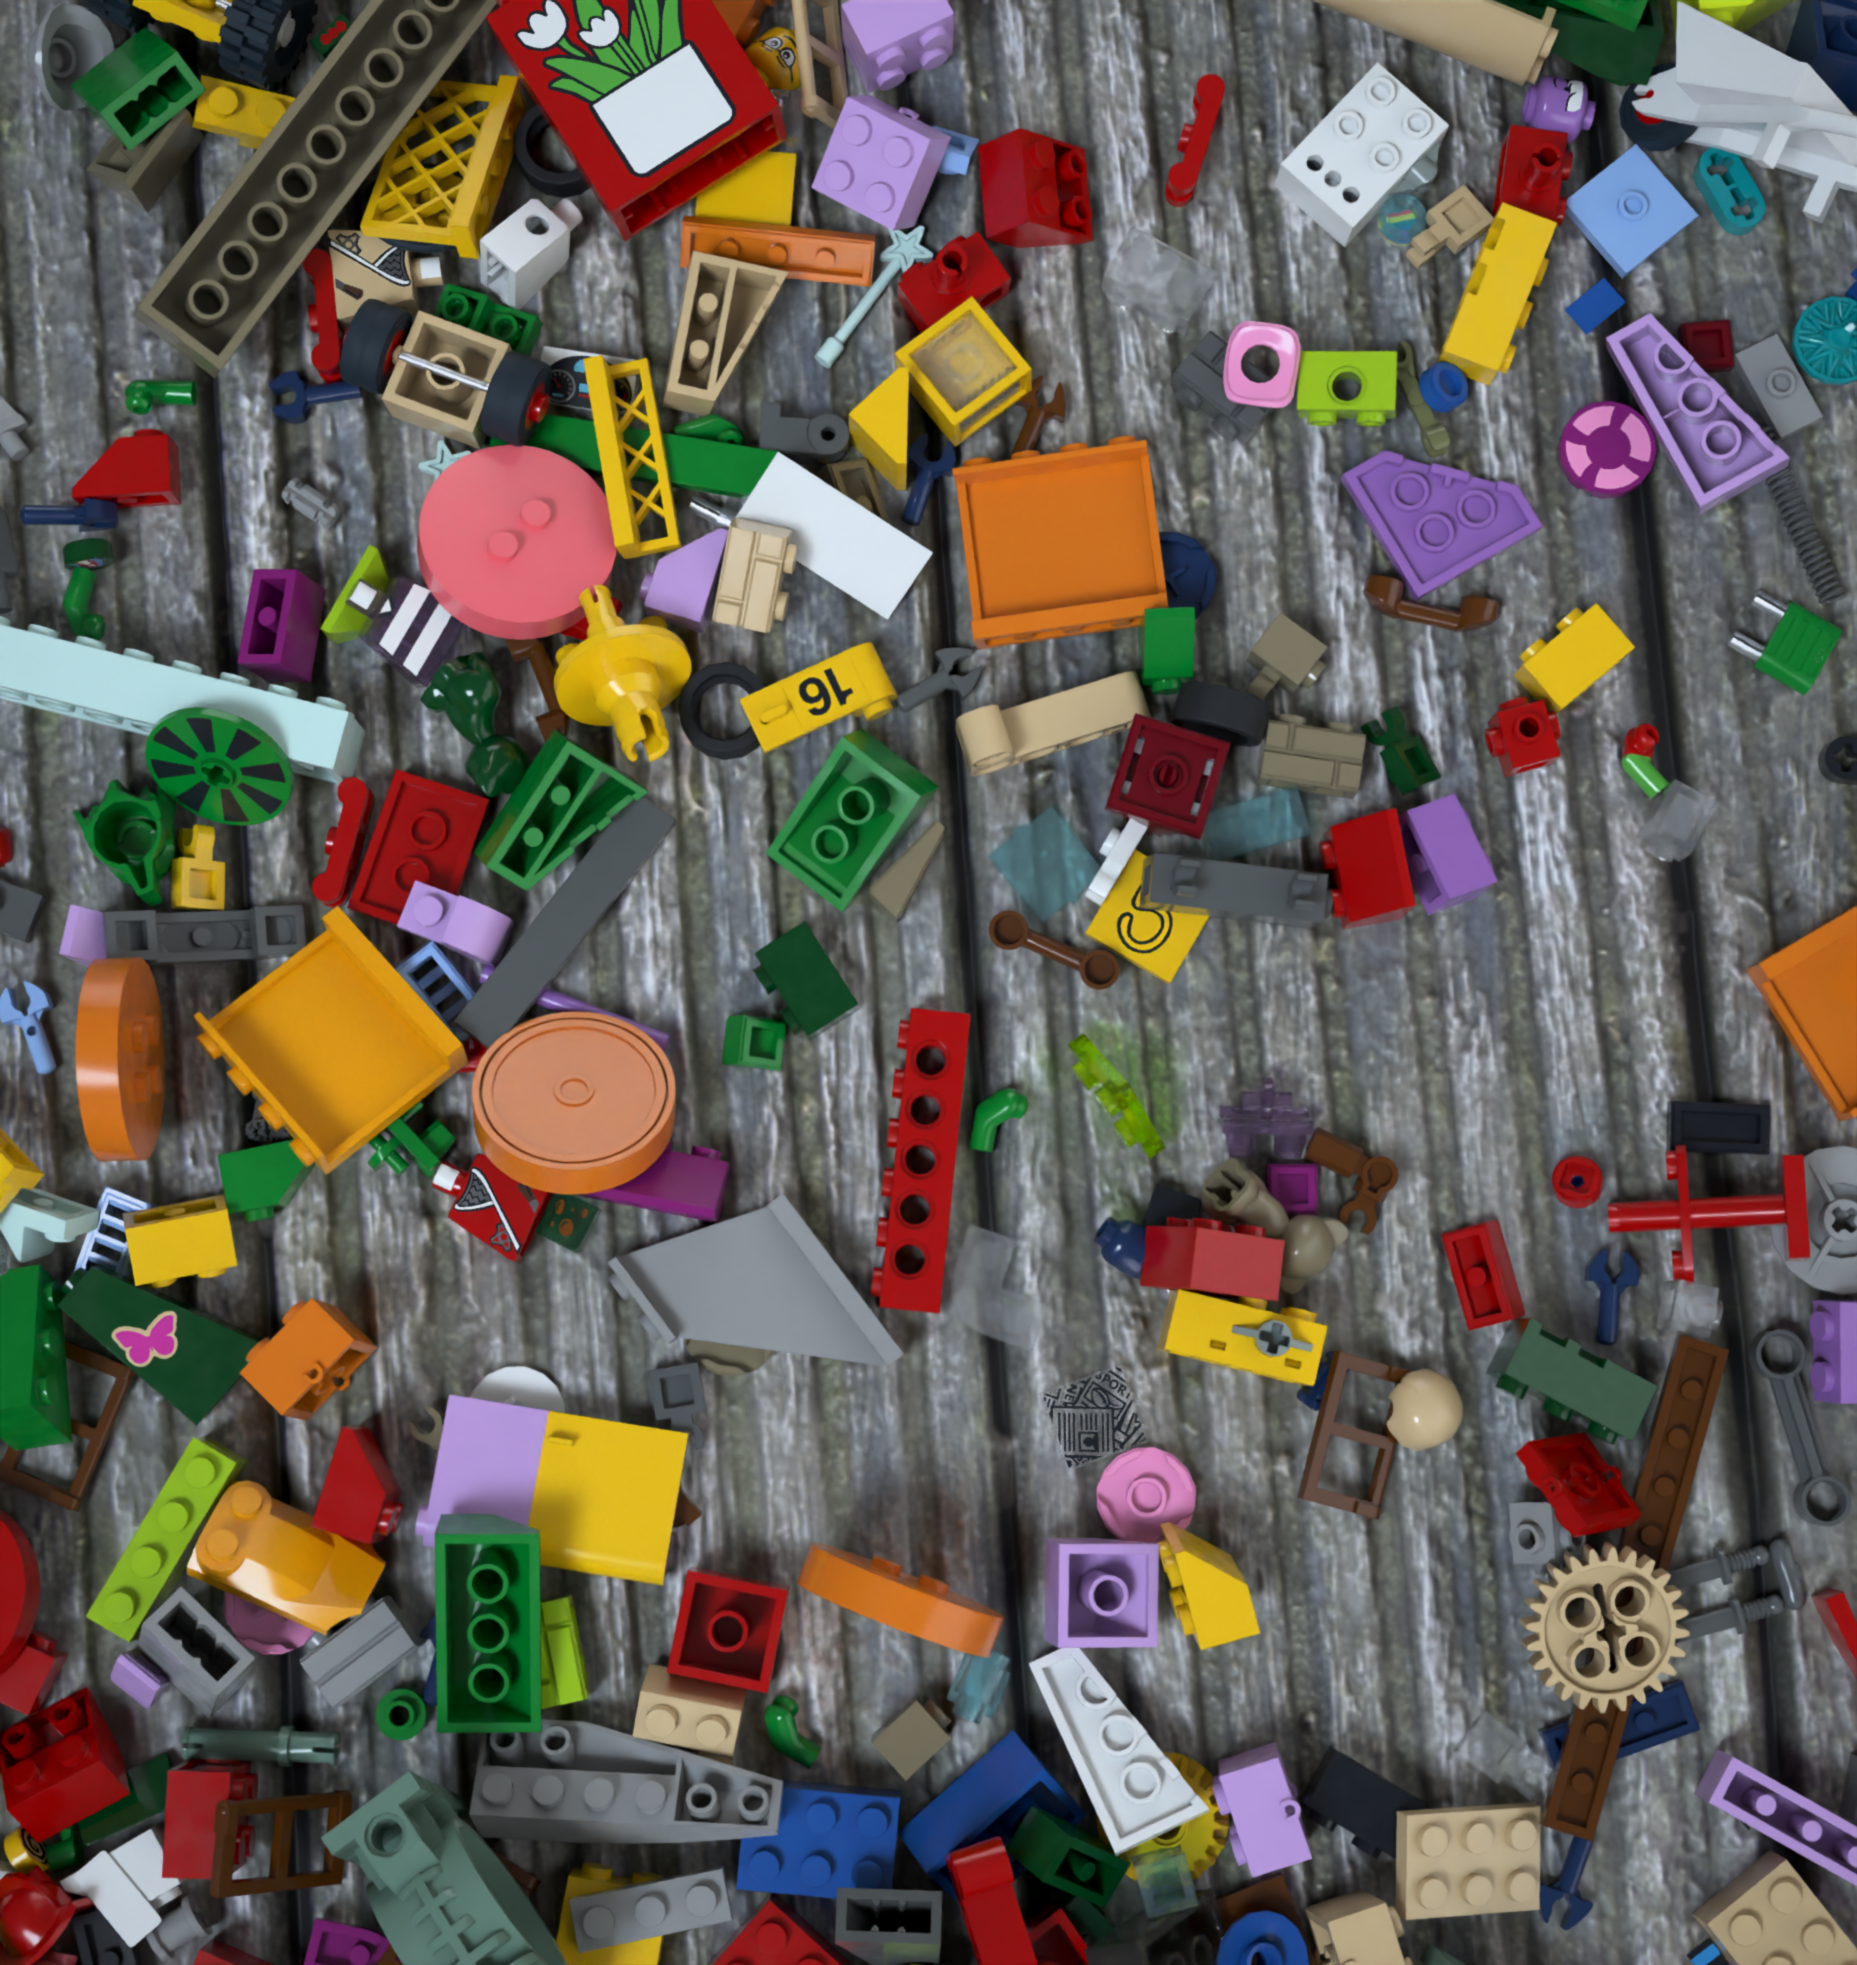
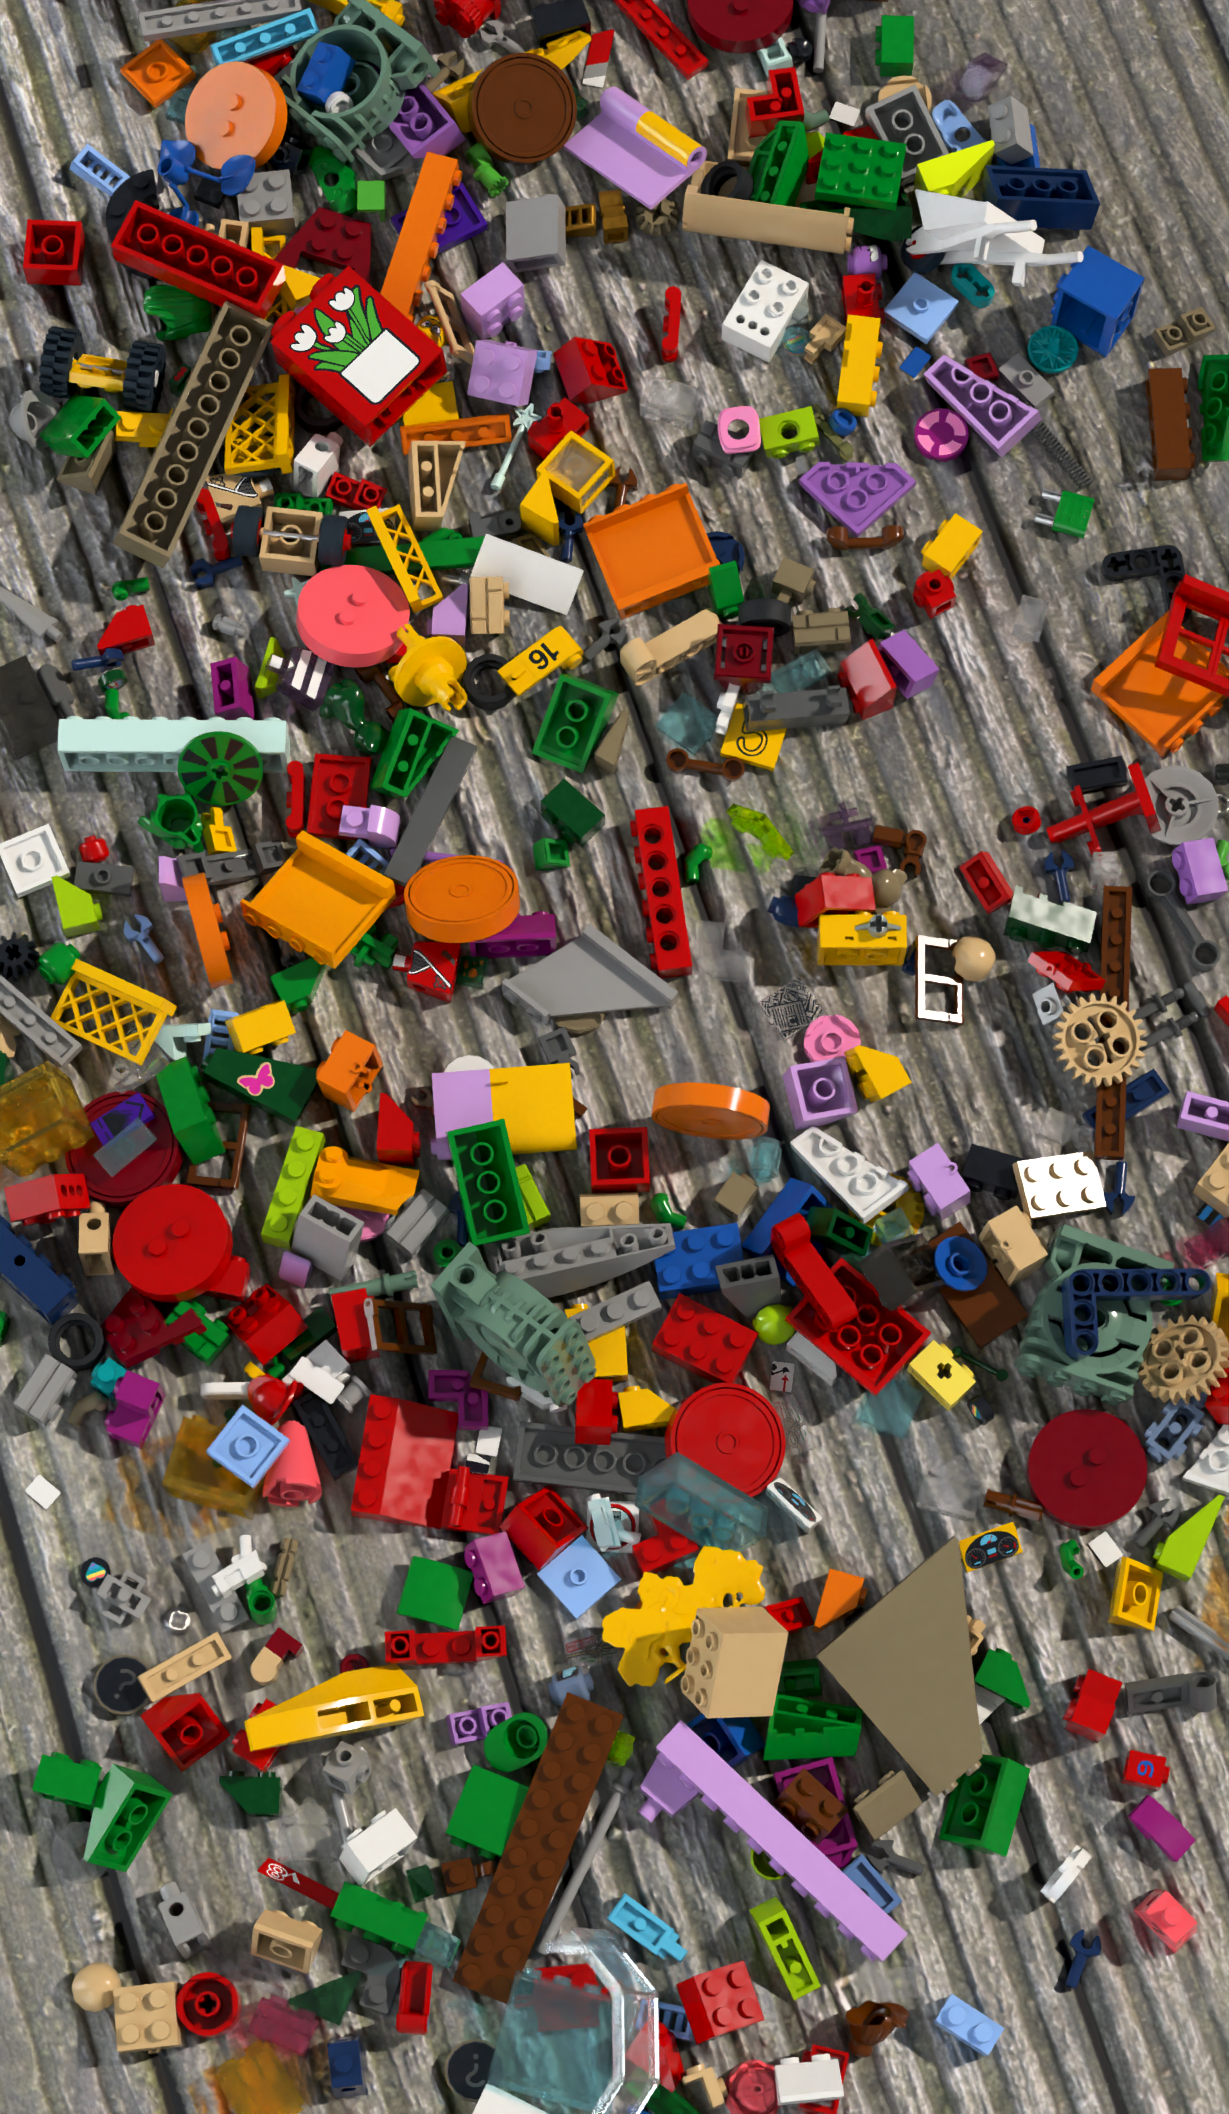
camera: 10 degrees left, 10 degrees down
(581, 316) = (355, 494): none -> red slope
(1637, 759) = (1001, 593): arm -> none

